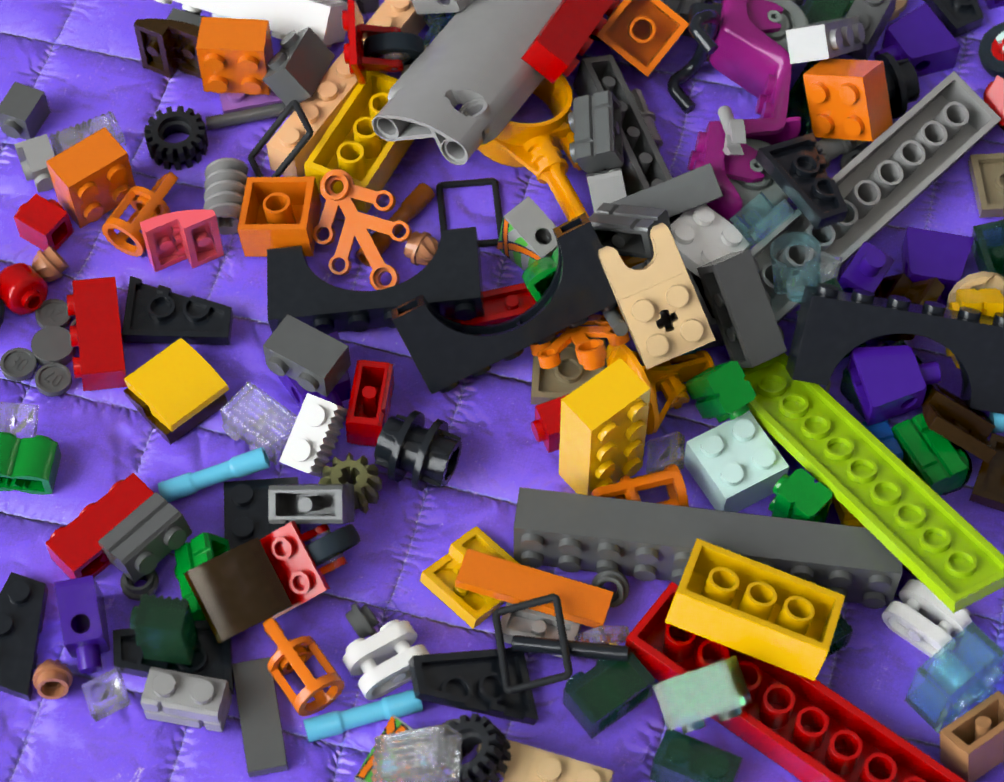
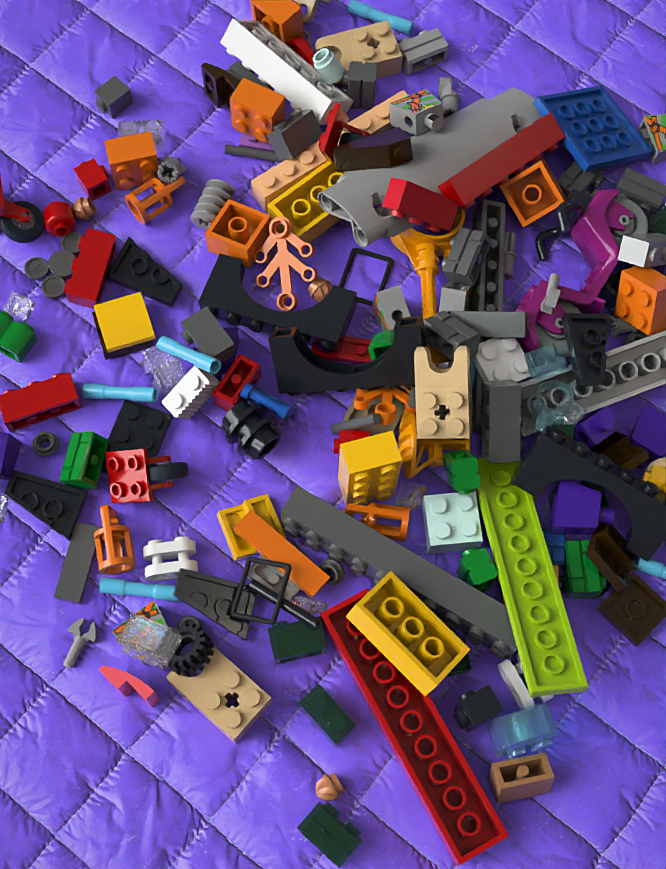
camera: 20 degrees right, 10 degrees up
(33, 157) = (107, 130): light grey brick -> none
(145, 537) = (56, 419): dark grey brick -> none
(151, 172) = (170, 169): none -> light grey connector
(164, 629) = (38, 486): clear green brick -> none
(172, 123) = (200, 140): black tyre -> none
(182, 236) = (170, 222): coral slope -> none
(186, 699) = (37, 534): light grey brick -> none
(238, 589) = (94, 479): dark brown slope -> none
(294, 104) = (279, 160): black piece -> none
(311, 503) = (165, 440): dark grey brick -> none
(313, 381) = (200, 360): none -> medium azure piece
(359, 473) = (191, 433): olive gear -> none
(362, 620) = (167, 527): dark grey plate -> none
(409, 209) = (325, 259): dark orange piece -> none
(420, 44) = (374, 152): none -> dark brown slope
(432, 408) = (259, 396): none -> blue plate
(513, 84) = (420, 205): none -> red brick
(555, 386) = (356, 423): none -> dark grey bar
(703, 694) = (347, 674): clear green brick -> none
(886, 674) = (476, 708): none -> black brick

